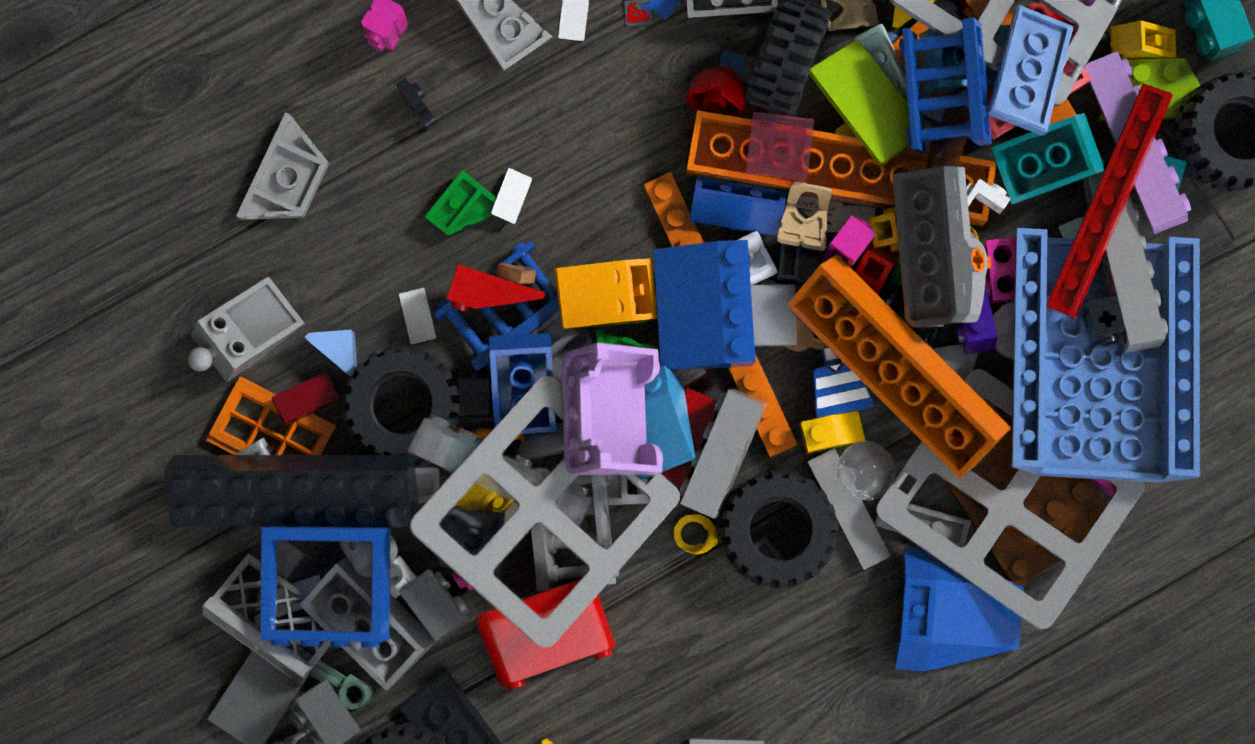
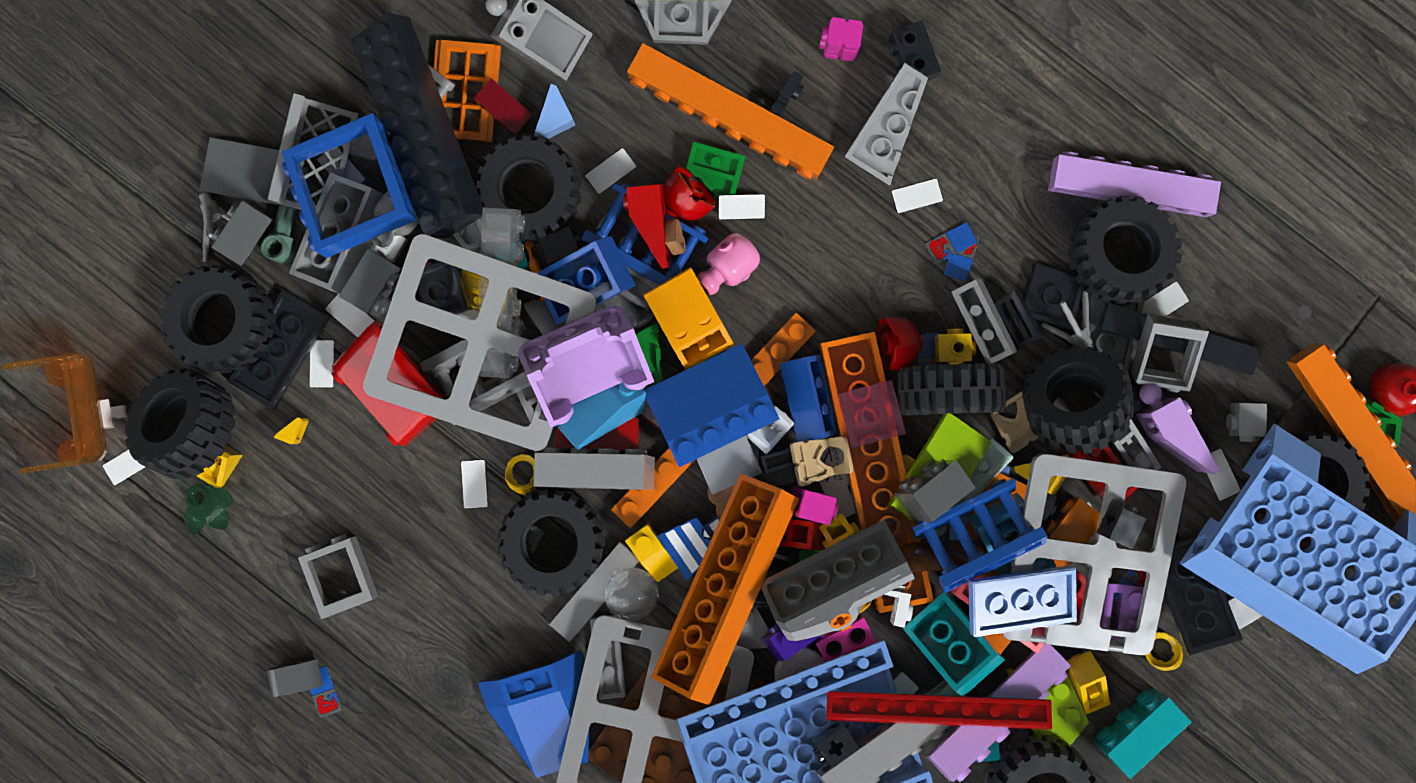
camera: 65 degrees right, 5 degrees up
(410, 167) = (729, 111): none -> orange brick
(455, 649) = (349, 315): none -> white sticker
(478, 246) = (686, 197): none -> red cylinder
(494, 700) = (320, 363): none -> white sticker
(564, 230) = (729, 263): none -> bright pink piece
(685, 590) = (474, 484): none -> white sticker
(741, 47) = (944, 347): none -> yellow brick
(882, 112) = (933, 489): none -> dark grey brick

